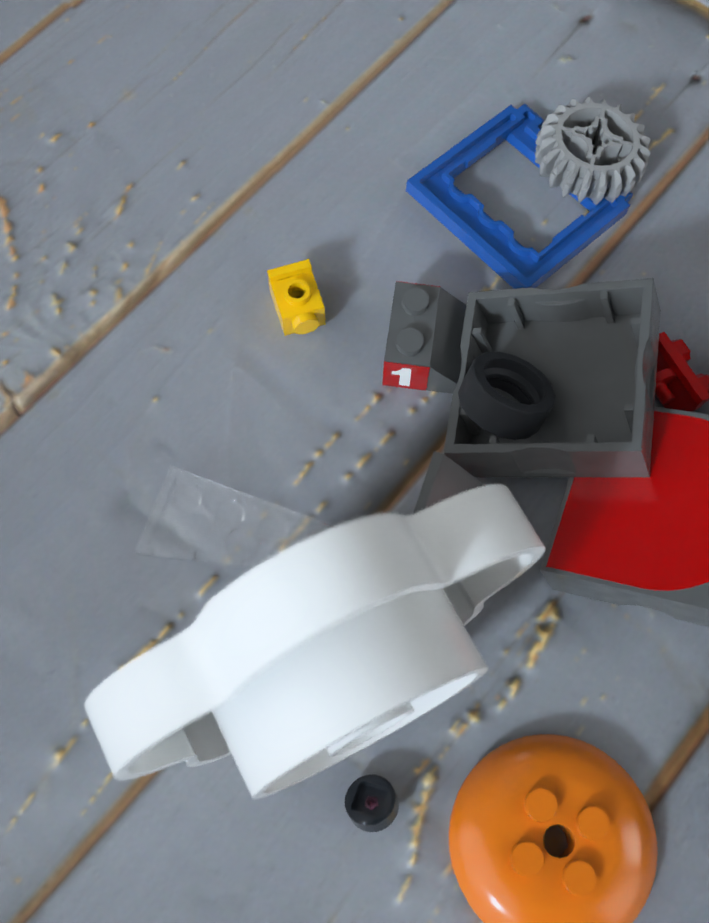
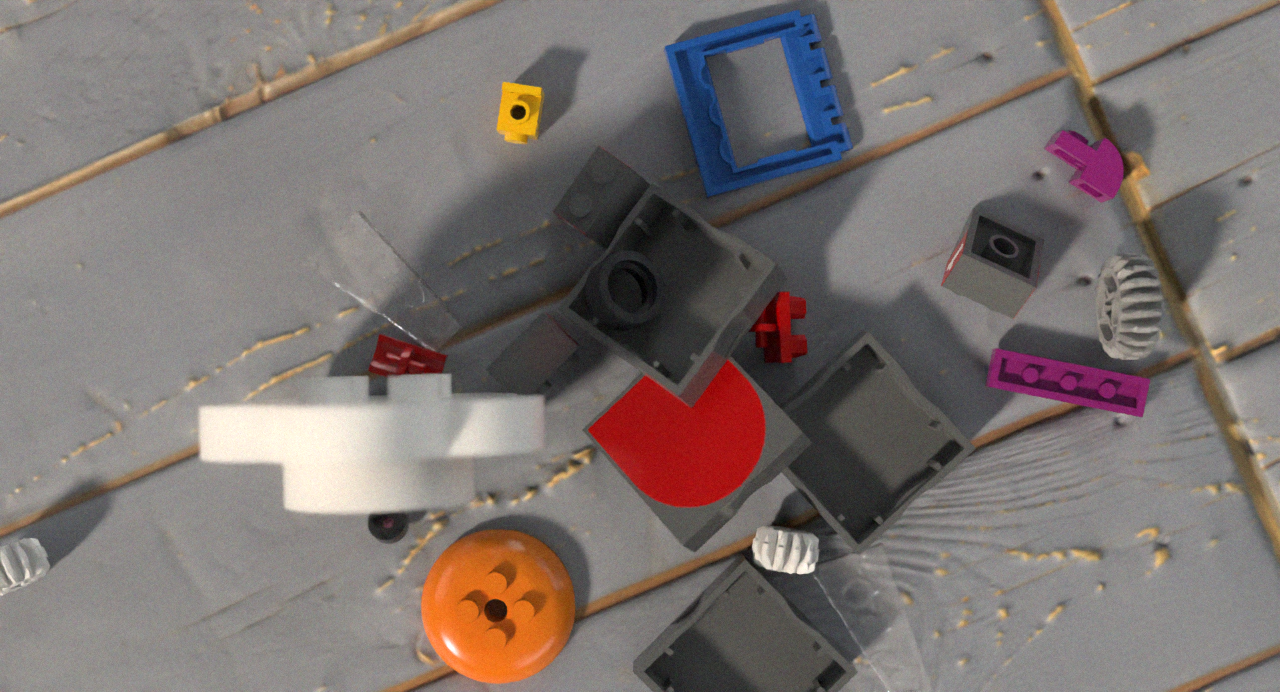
camera: 30 degrees right, 20 degrees up
(592, 150) = (821, 88): light grey gear -> none

